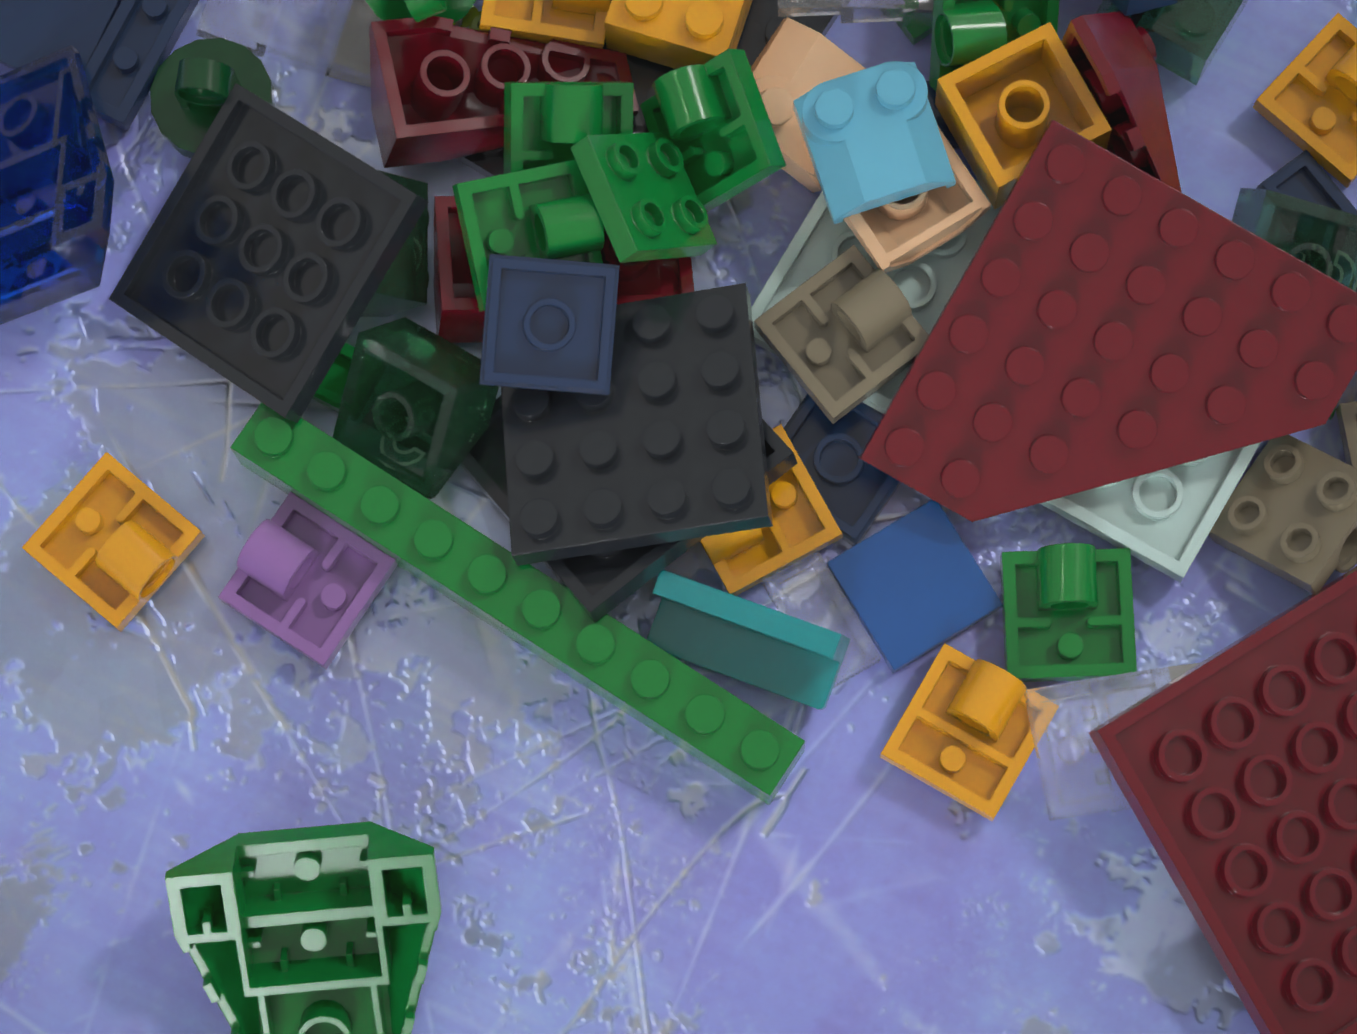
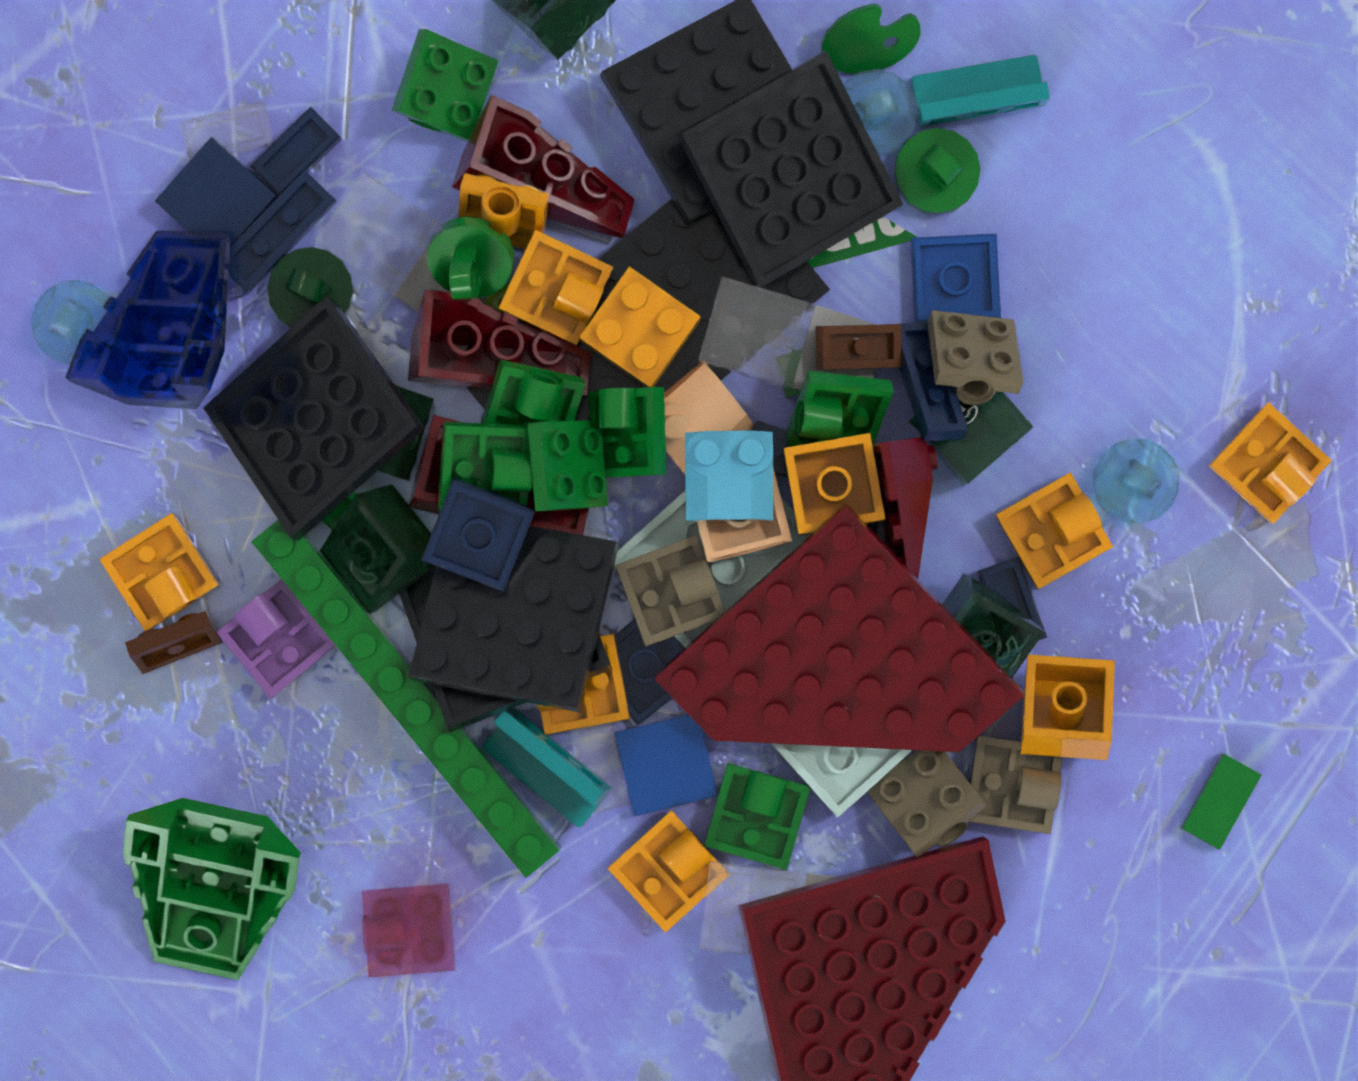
camera: 15 degrees right, 10 degrees up
(161, 630) = (173, 642): none -> reddish brown plate
(623, 934) = (408, 930): none -> clear pink plate

